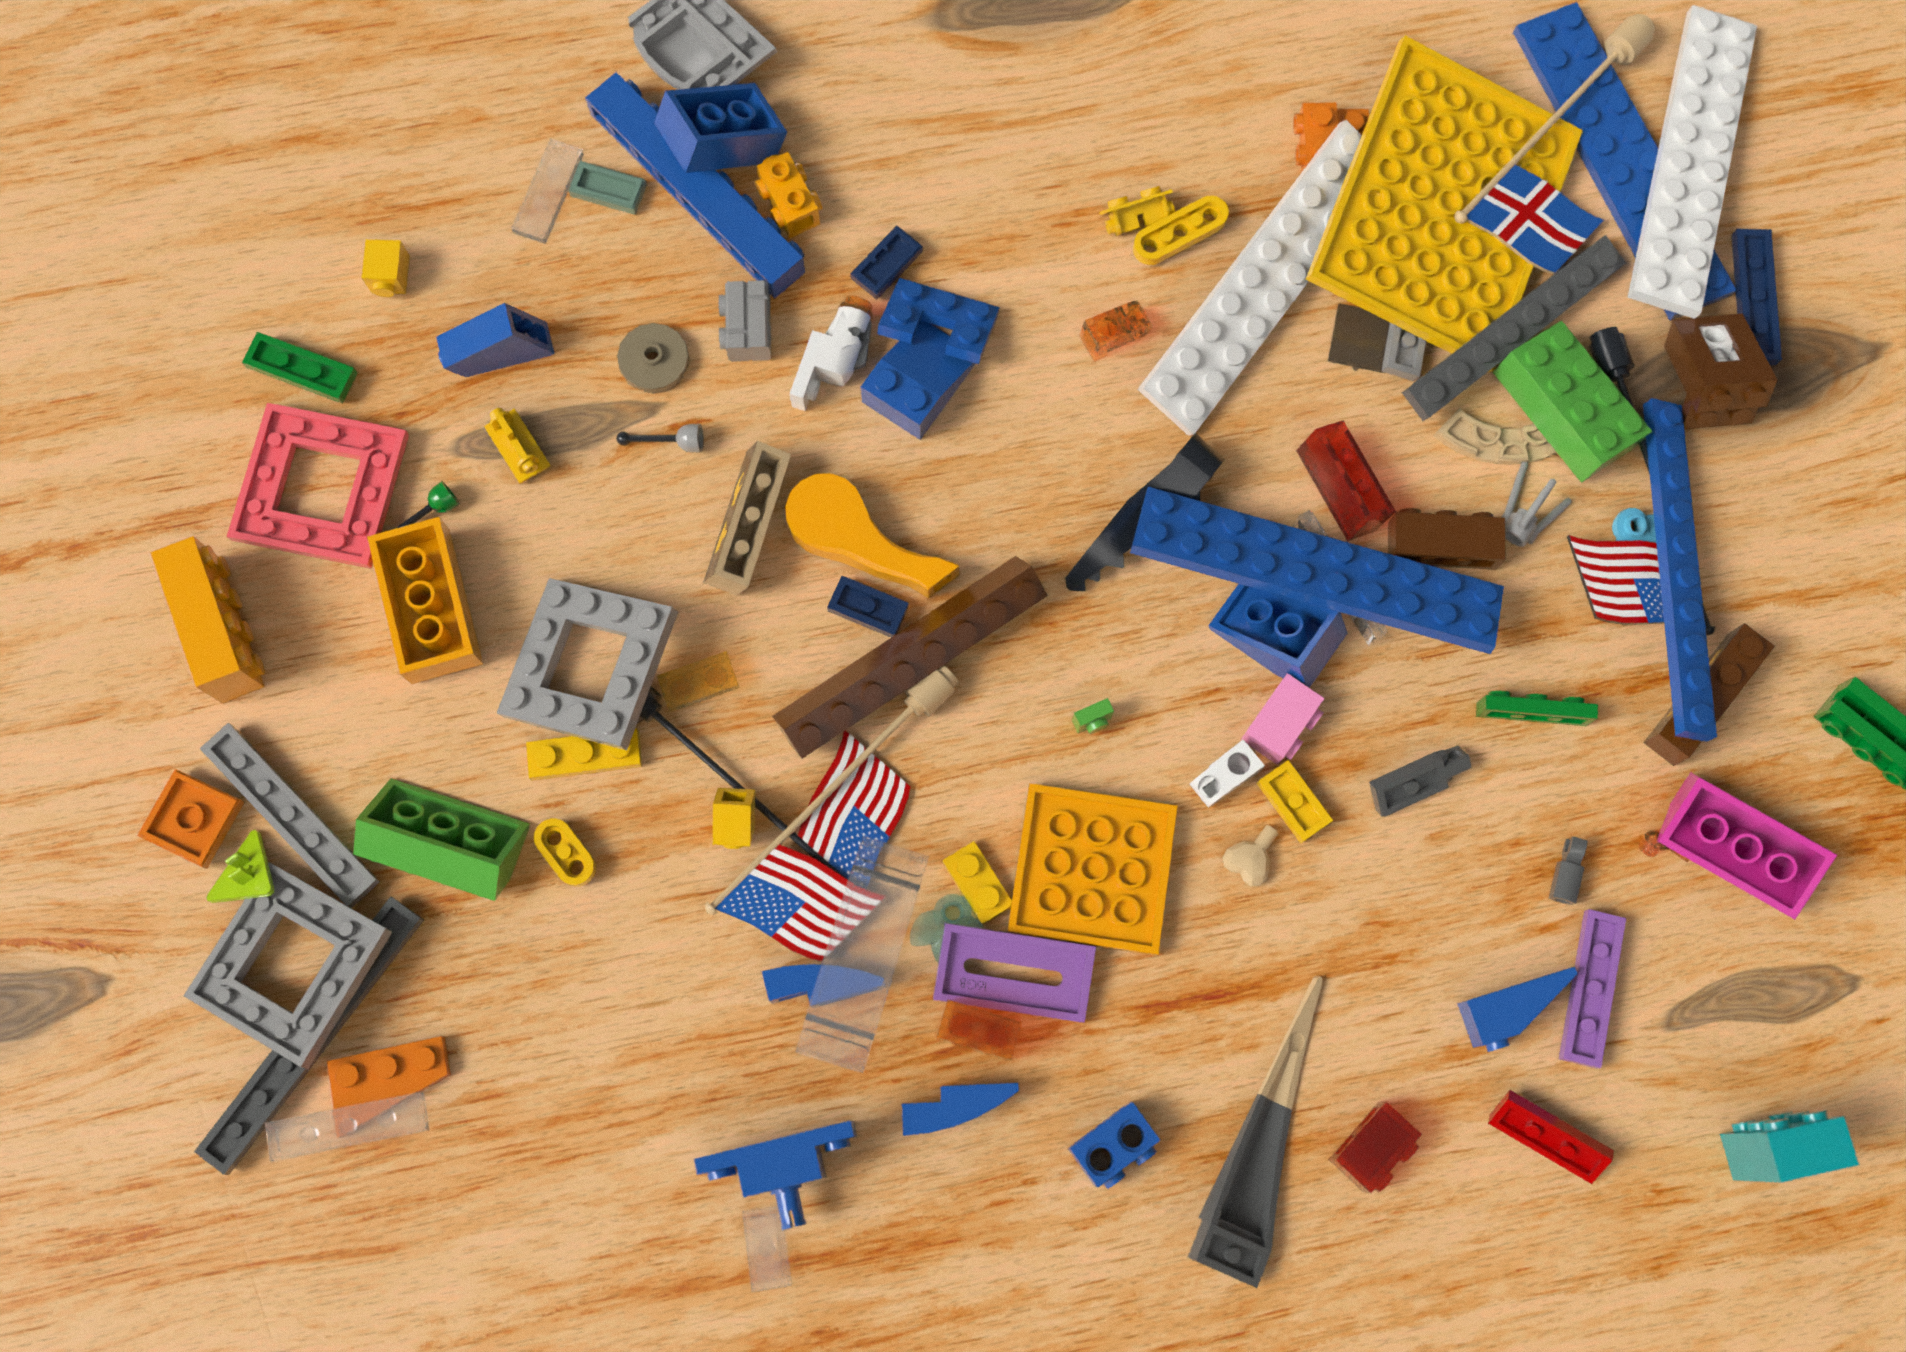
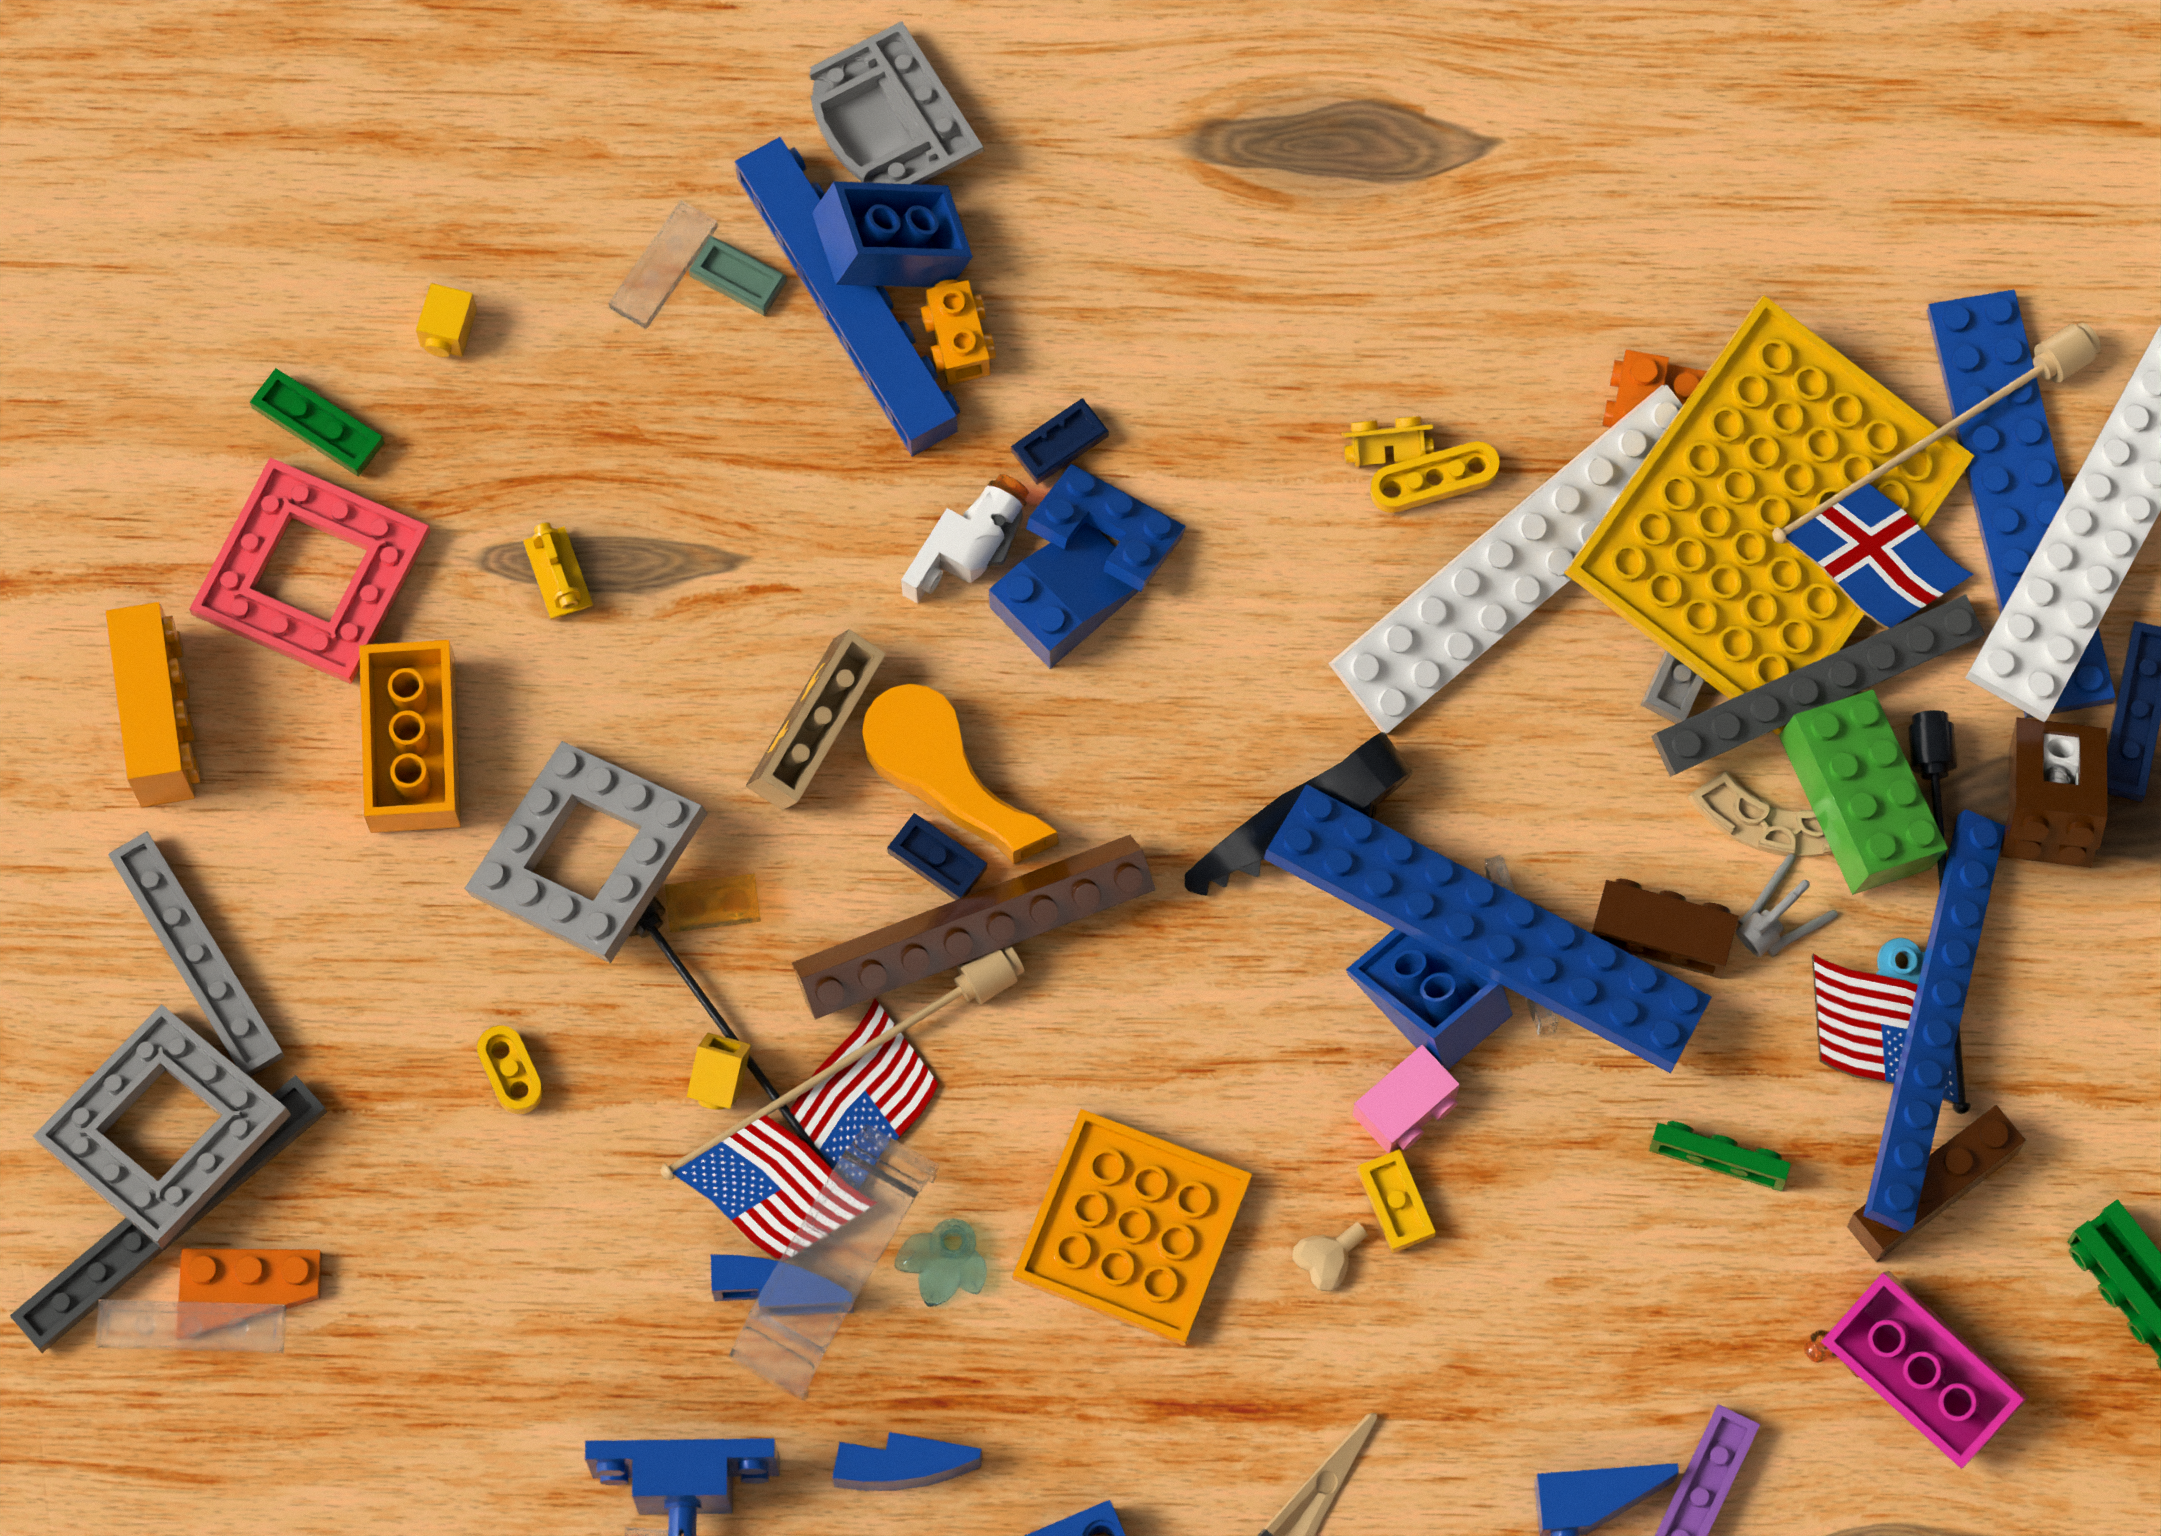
camera: 15 degrees right, 5 degrees down
(190, 819) = (80, 934): orange plate -> none
(245, 875) = (129, 1014): lime piece -> none
(439, 499) = (451, 619): green hinge -> none
(440, 839) = (367, 1021): bright green slope -> none
(494, 341) = (558, 440): blue slope -> none
(579, 756) = (552, 961): yellow plate -> none
(655, 374) = (746, 520): dark tan plate -> none
(688, 438) = (767, 606): hinge -> none
(747, 321) = (870, 478): light grey brick -> none
(977, 883) = (991, 1213): yellow plate -> none
(979, 1030) = (950, 1380): clear orange brick -> none
(1061, 1001) = (1055, 1372): medium lavender piece -> none
(1093, 717) = (1177, 1047): bright green plate -> none
(1114, 329) = (1322, 582): clear orange leg -> none
(1227, 773) = (1321, 1150): white leg -> none
(1345, 480) = (1555, 829): clear red brick -> none
(1358, 339) = (1622, 660): clear smoke piece -> none
(1417, 780) = (1552, 1207): dark grey hinge -> none
(1569, 872) = (1707, 1358): dark grey bar -> none

